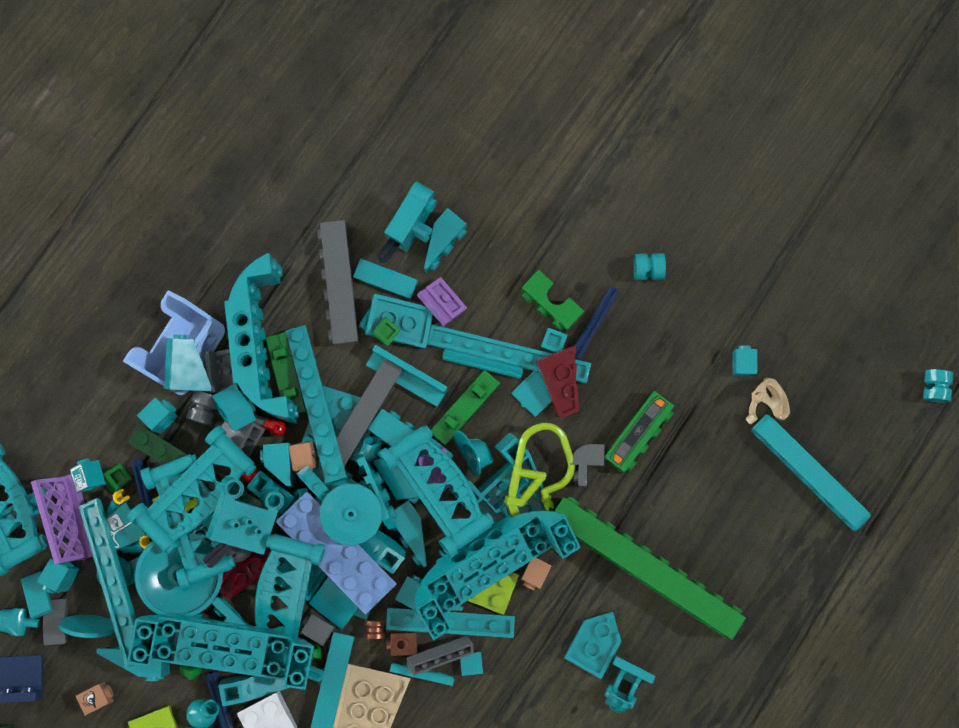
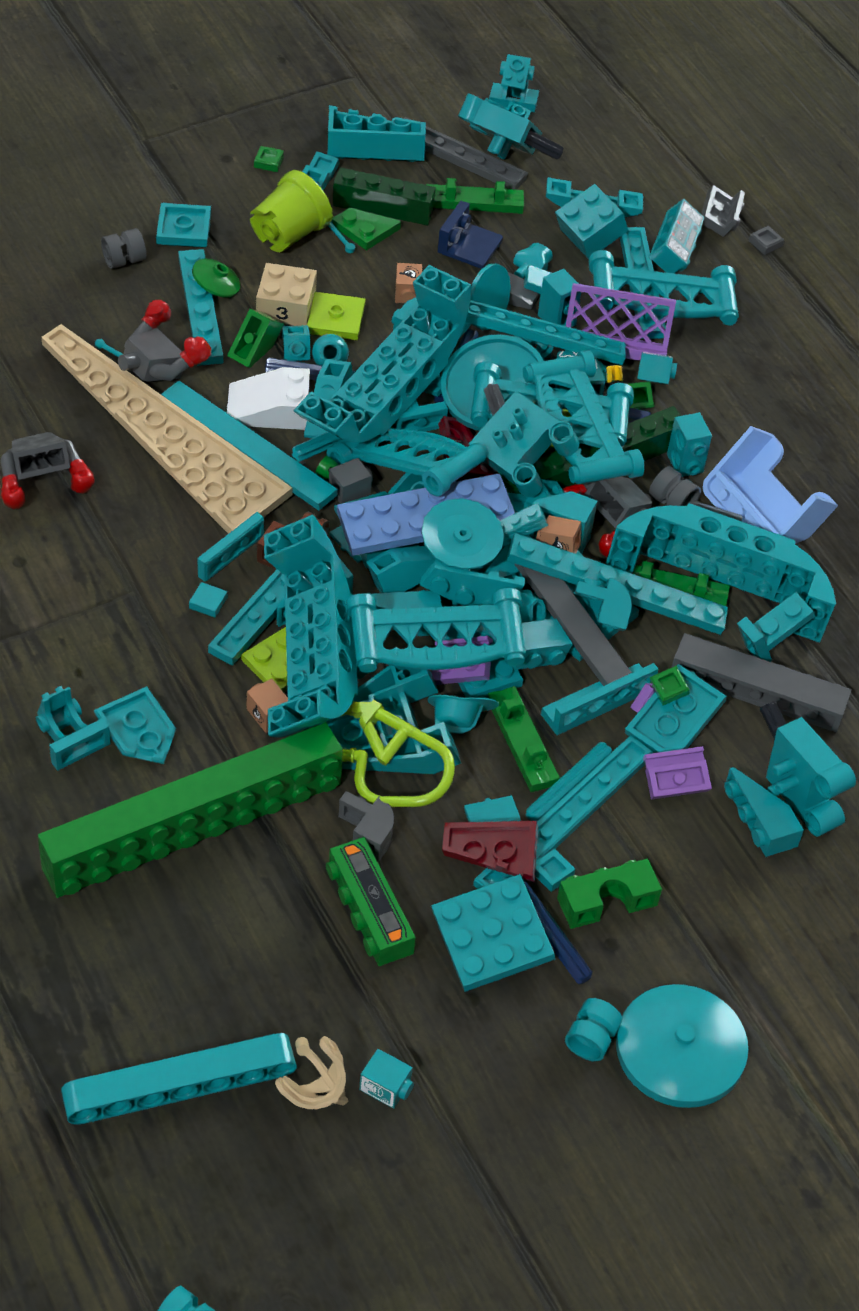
camera: 115 degrees right, 30 degrees down
(184, 366) = (734, 480): slope -> none
(234, 407) = (654, 492): teal brick -> none
(299, 287) = (775, 626): none -> teal bracket
(339, 398) = (614, 599): none -> teal brick
(385, 279) = (736, 737): teal tile -> none
(392, 347) = (644, 695): none -> medium lavender tile
(440, 655) = (240, 564): dark grey piece -> none
(617, 353) = (492, 932): none -> teal plate
(624, 218) = (682, 1046): none -> teal dish

